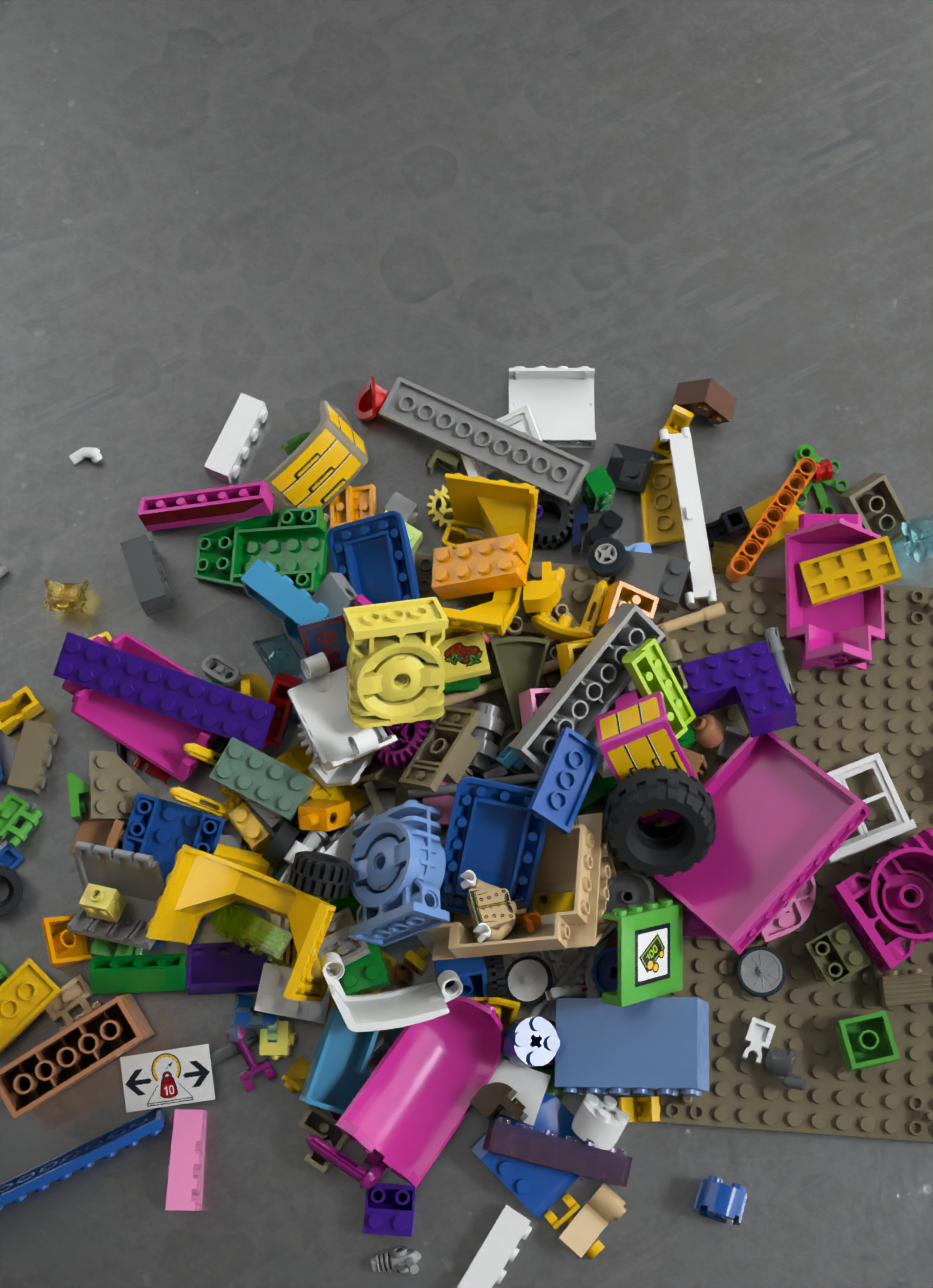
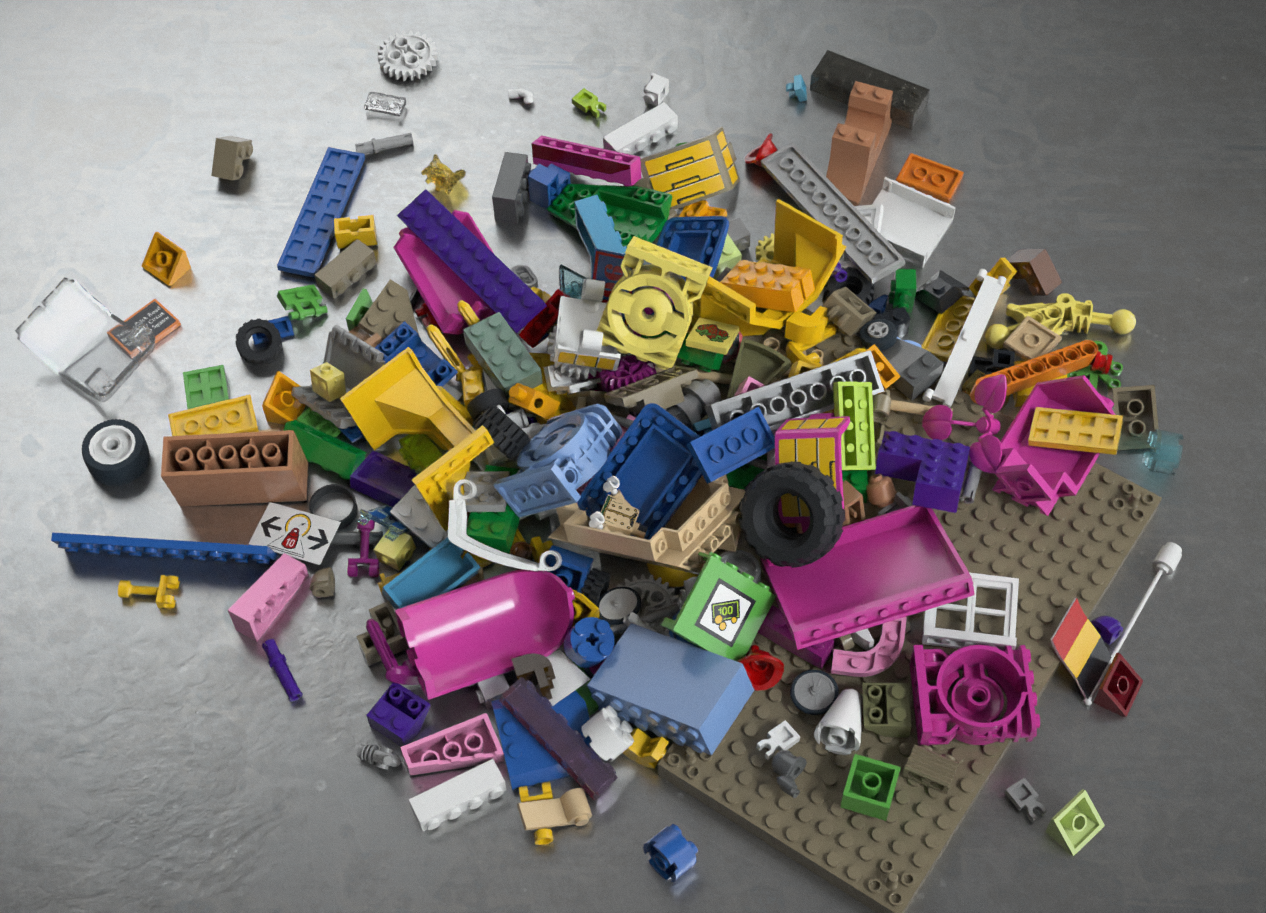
camera: 30 degrees right, 15 degrees down
(38, 1233) = (162, 600): none -> yellow bar
(159, 428) = (588, 101): none -> lime plate
(174, 1006) = (335, 488): none -> black tyre
(179, 549) = (547, 184): none -> blue brick
(221, 379) = (656, 89): none -> white brick
(228, 1114) = (323, 583): none -> dark tan piece
(246, 1227) = (283, 673): none -> dark purple pin
(362, 305) = (797, 88): none -> medium azure tile
(434, 270) = (837, 75): none -> clear smoke brick
(463, 1212) = (454, 748): none -> bright pink wedge
(464, 345) = (859, 140): none -> nougat piece
(464, 1134) = (491, 689): none -> white brick
(546, 342) = (930, 177): none -> orange tile
(566, 548) = (847, 311): none -> dark tan hinge
(701, 978) = (762, 668): none -> red helmet
(748, 483) = (1031, 339): none -> tan tile
(762, 581) = (988, 451): none -> dark pink plant
(771, 427) = (1051, 315): none -> light yellow piece
(806, 990) = (842, 724): none -> white cone

